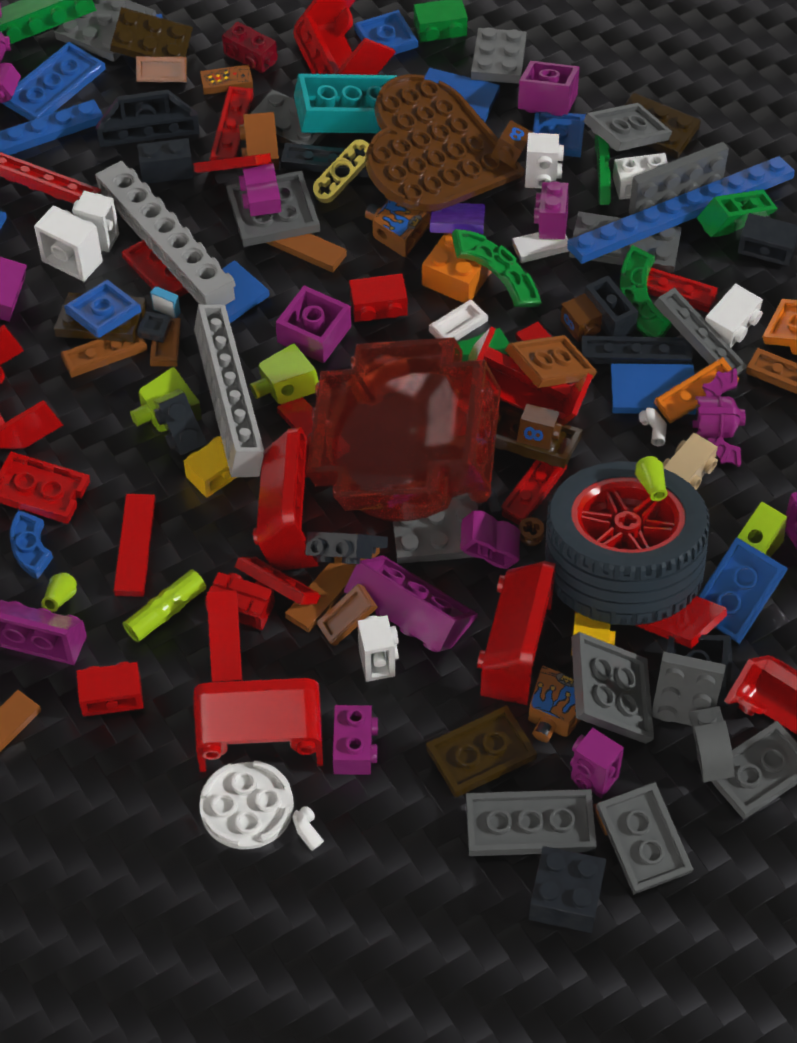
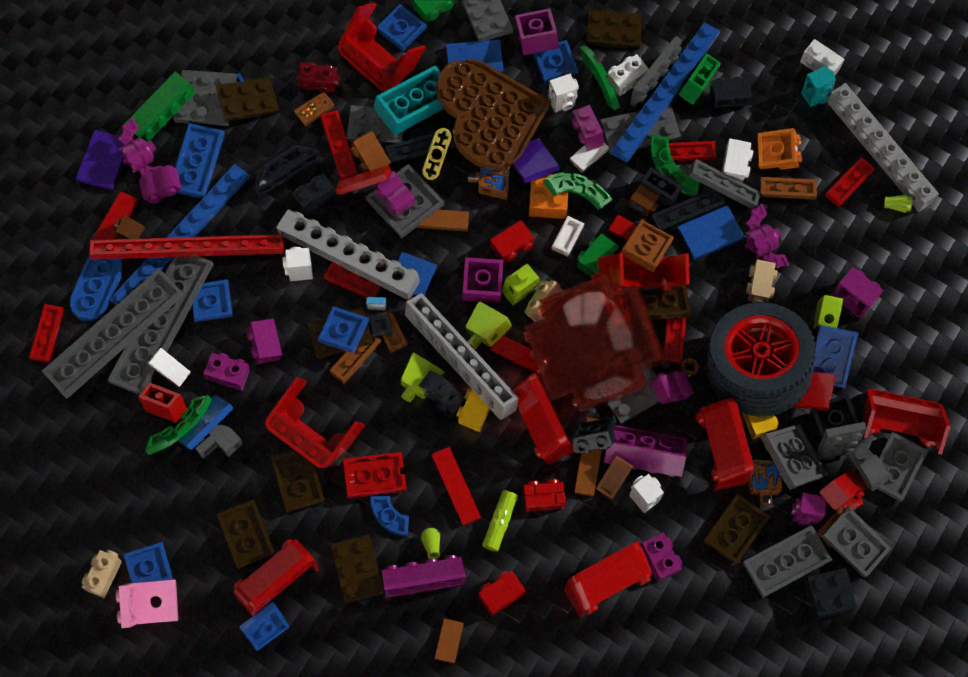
camera: 30 degrees left, 15 degrees up
(68, 243) = (290, 288): white brick -> none
(161, 69) = (267, 120): dark orange tile -> none
(224, 636) = (550, 526): red tile -> none
(246, 804) = (619, 626): white tile -> none
(277, 580) = (561, 474): red tile -> none
(304, 829) = (665, 628): white arm -> none
(358, 332) = (522, 282): none -> lime torso
(511, 143) = (537, 88): reddish brown brick -> none
(539, 427) = (665, 298): reddish brown brick -> none
(627, 126) = (606, 45): dark grey plate -> none
(651, 476) = (764, 315): lime cone -> none
(658, 753) = (845, 491): none -> red piece
(659, 426) = (726, 257): white arm -> none
(681, 398) = (737, 229): orange tile -> none

